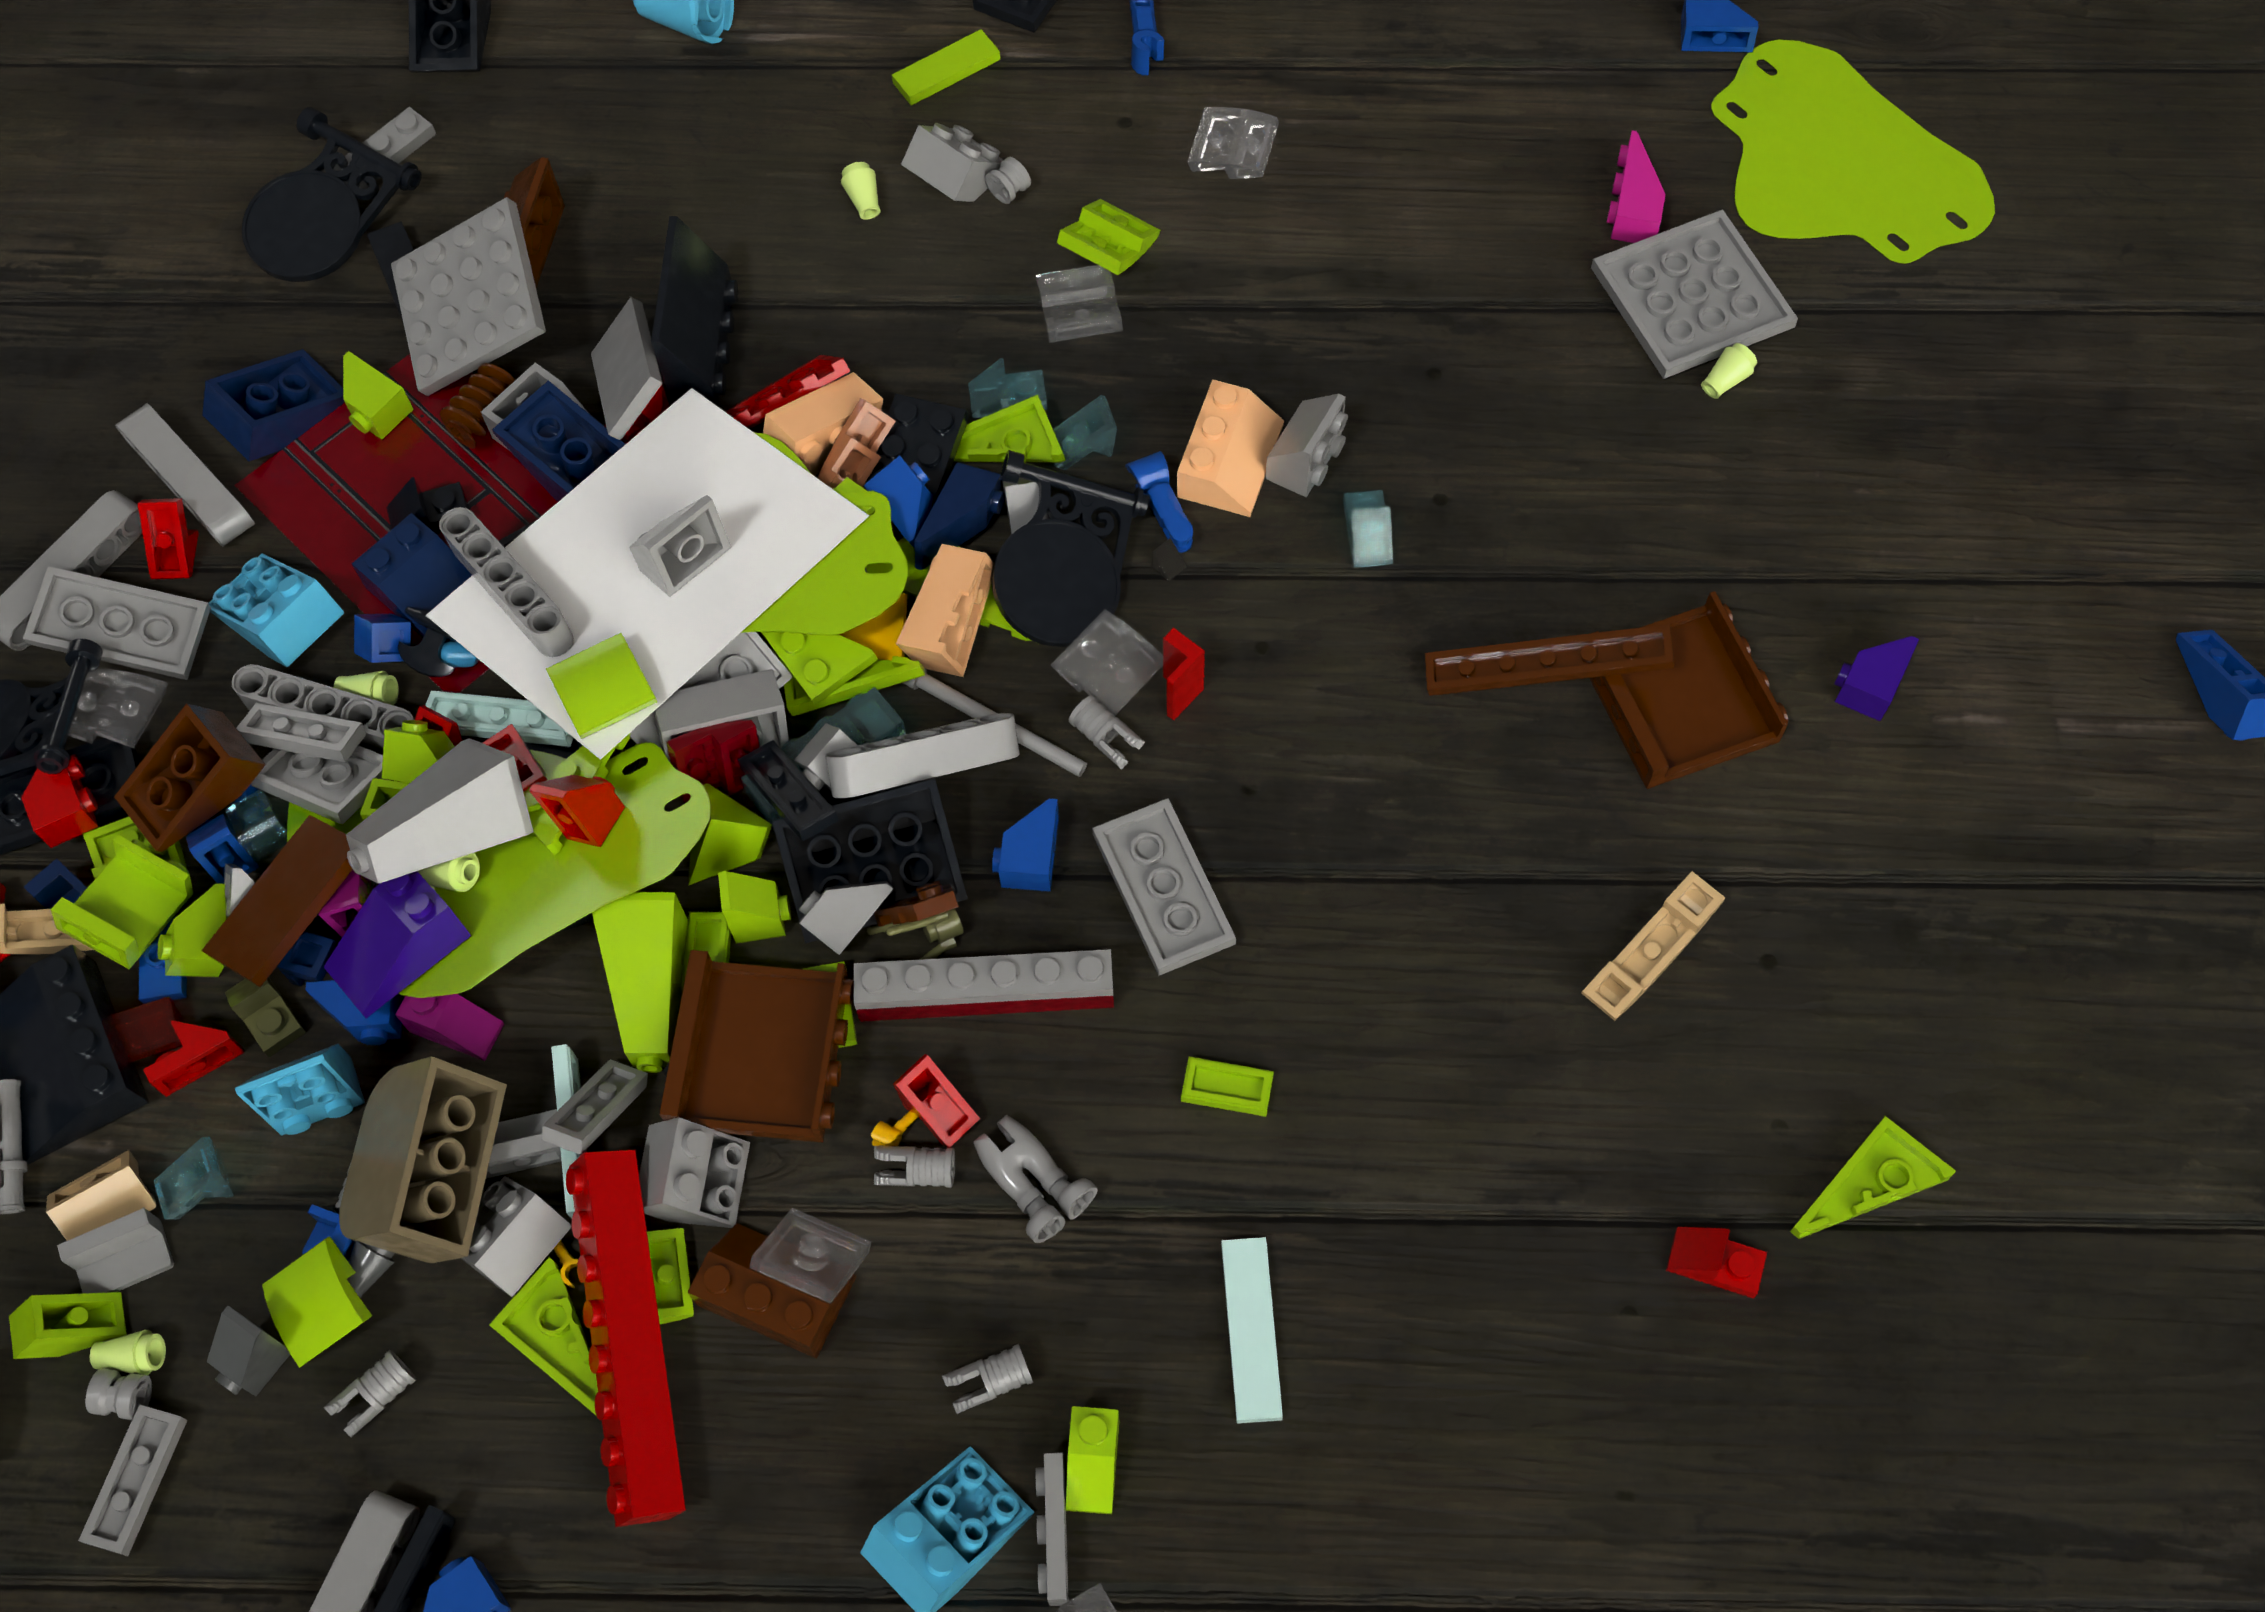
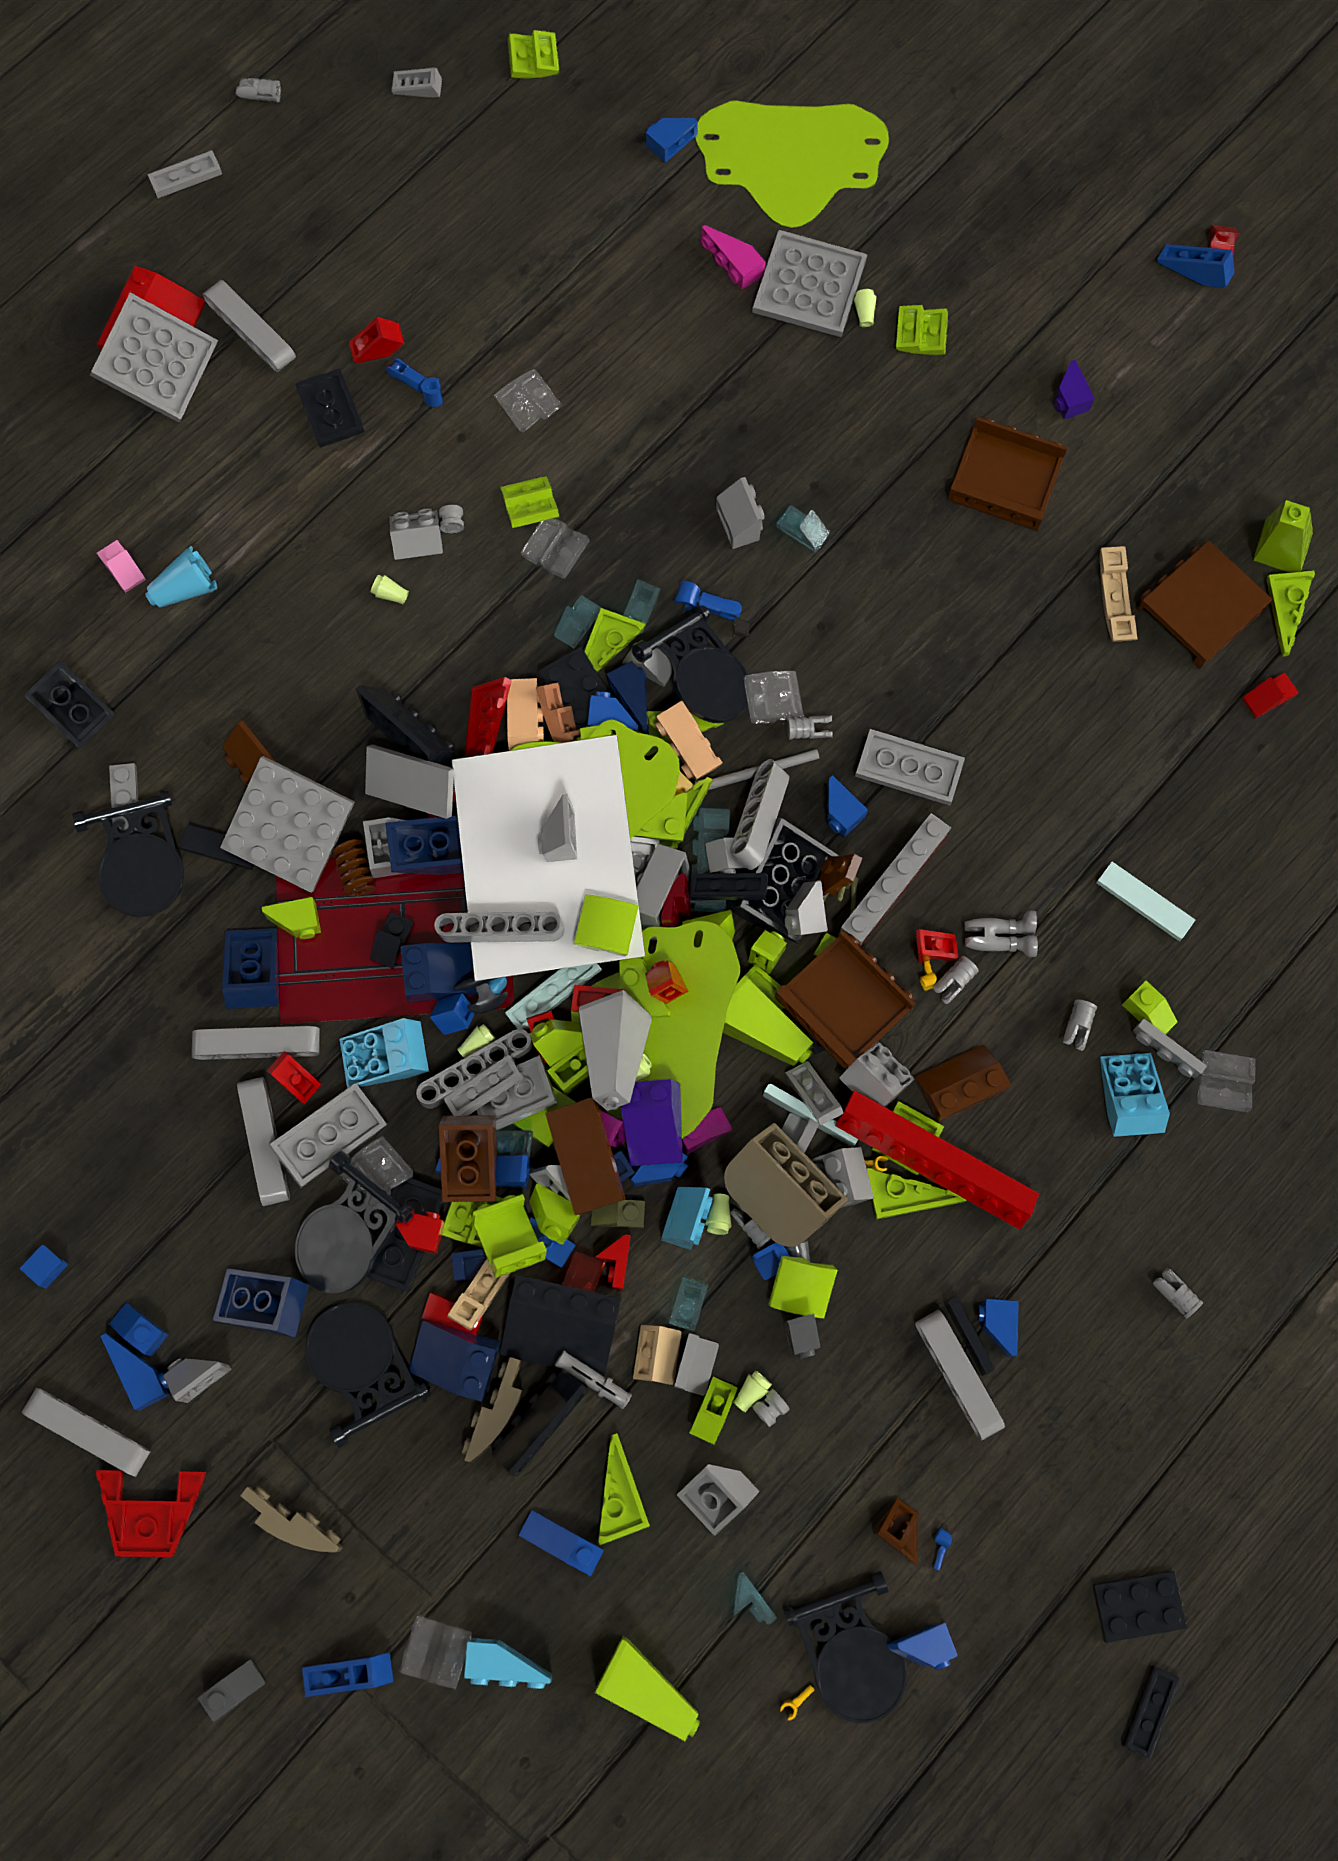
camera: 55 degrees left, 10 degrees up
(133, 1480) = (819, 1428): light grey plate -> none
(340, 1130) = (719, 1215): none -> yellowish green cone
(377, 1387) = (863, 1288): light grey hinge -> none
(810, 1255) = (963, 1054): clear plate -> none
(946, 67) = (345, 490): lime tile -> none
(1183, 671) = (813, 666): red panel -> none
(1227, 1086) = (1027, 820): lime tile -> none
(1228, 450) = (706, 551): light nougat slope -> none
(1549, 660) = (950, 513): reddish brown plate -> none
(1757, 1067) = (1205, 602): none -> reddish brown panel
(1770, 453) = (922, 330): none -> lime slope
(1956, 1091) = (1285, 537): none -> lime slope

